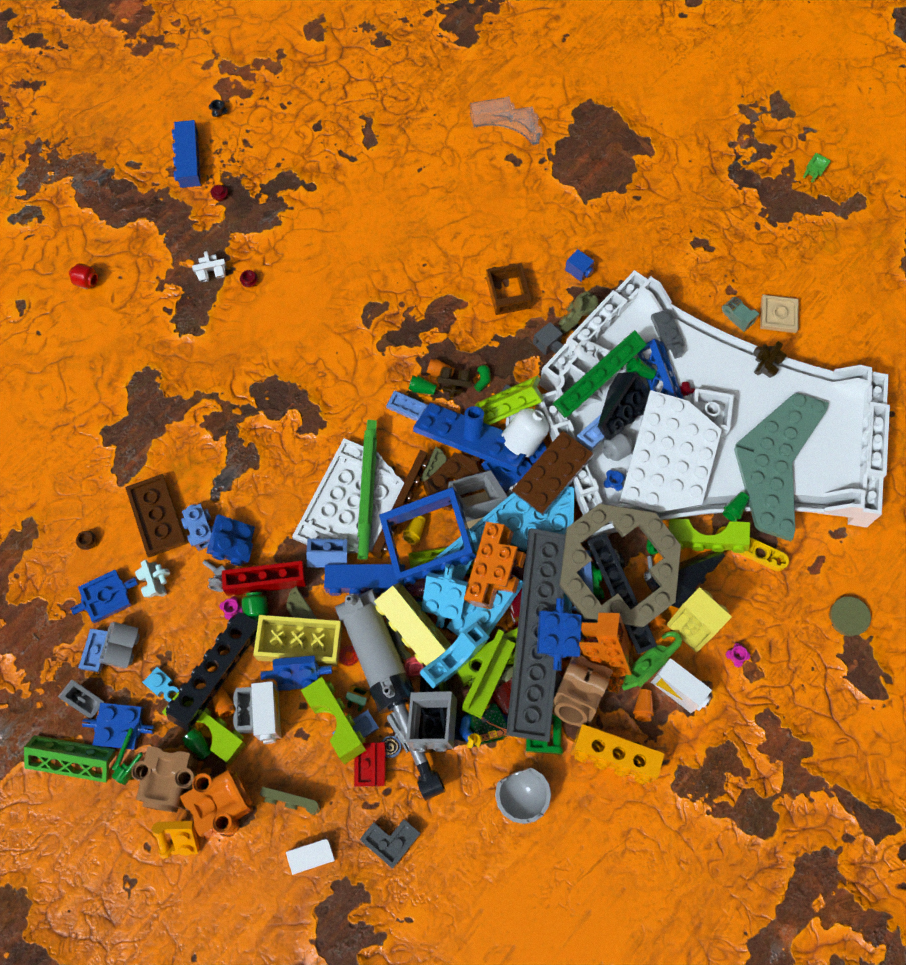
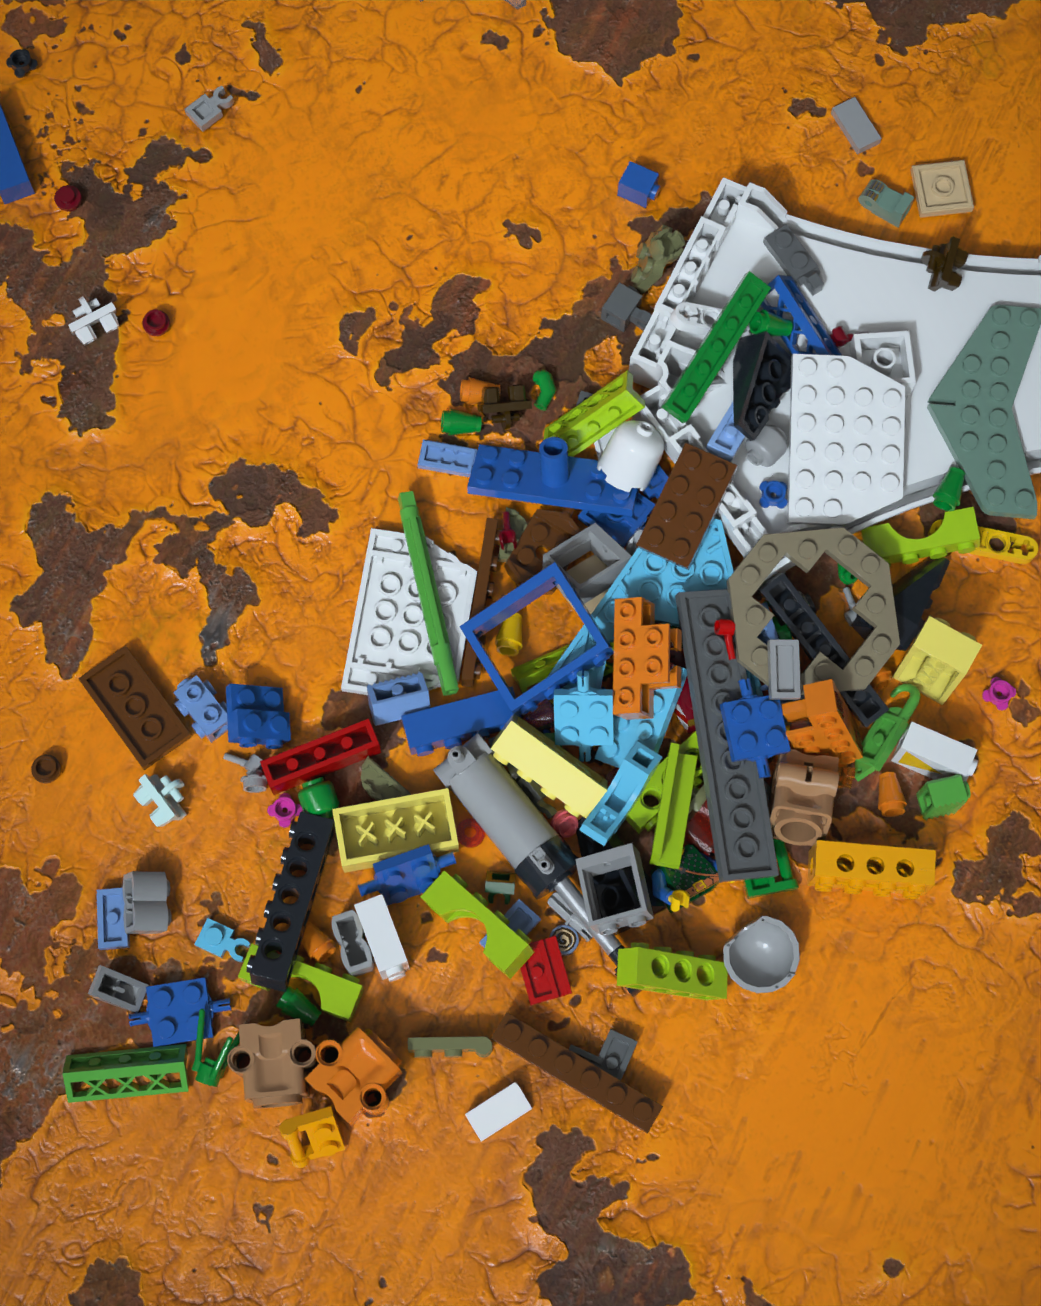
camera: 15 degrees left, 5 degrees up
(104, 596) = (100, 840): blue plate -> none
(322, 160) = (207, 110): none -> light grey plate
(371, 844) = (577, 1073): none -> reddish brown plate
(430, 464) = (507, 534): none -> dark red hand
(455, 791) = (671, 973): none -> lime brick
(513, 303) = (553, 268): reddish brown window -> none
(557, 560) = (727, 628): none -> red hand
(589, 598) = (783, 669): none -> light grey tile
(680, 716) = (943, 796): none -> bright green brick
(732, 262) = (856, 125): none -> light grey tile

